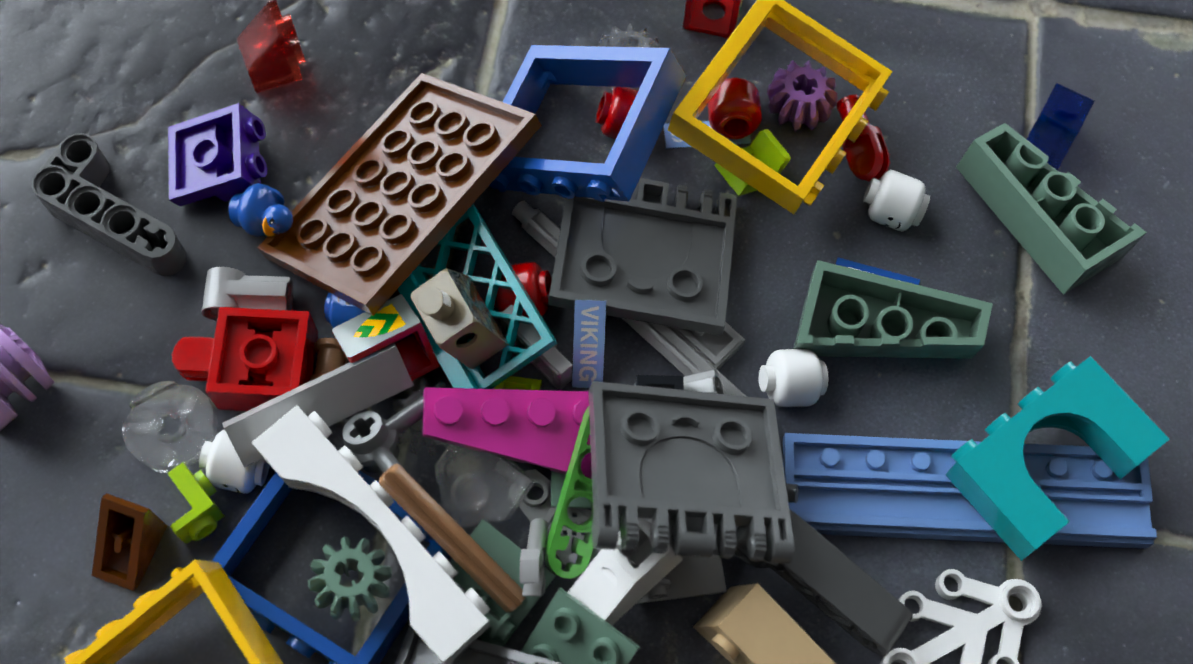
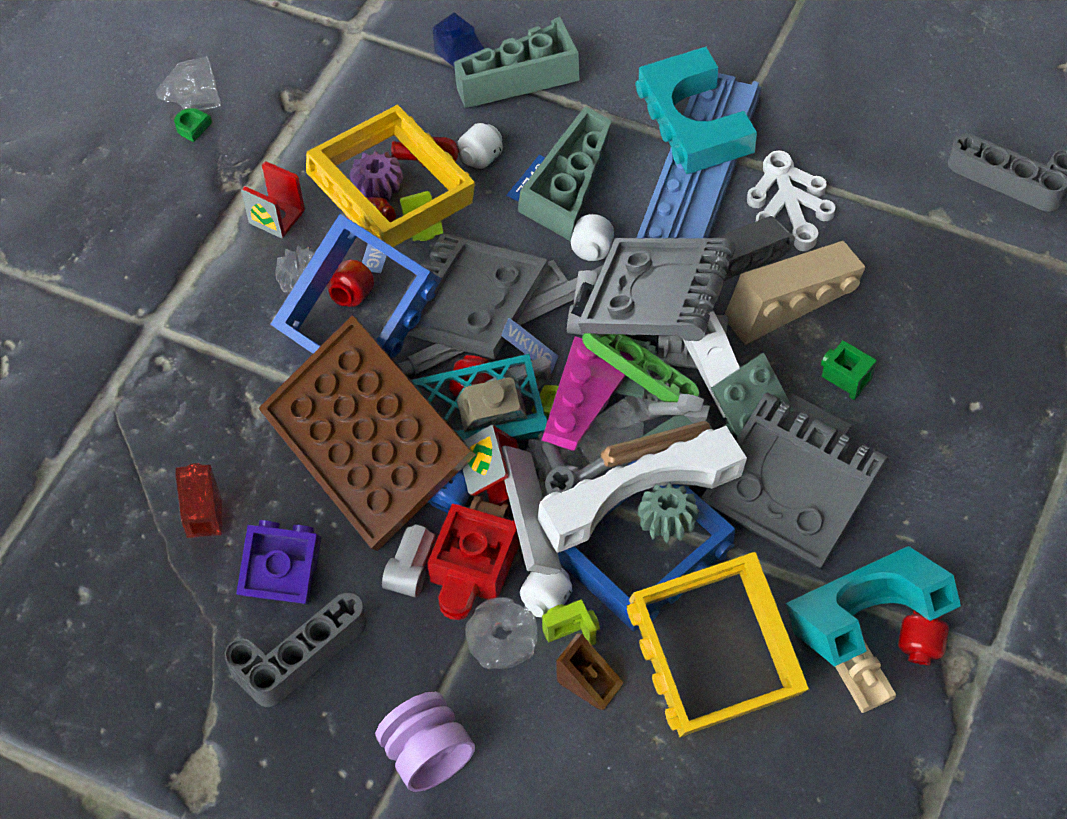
camera: 70 degrees left, 10 degrees down
(260, 211) = (342, 541): blue animal -> none

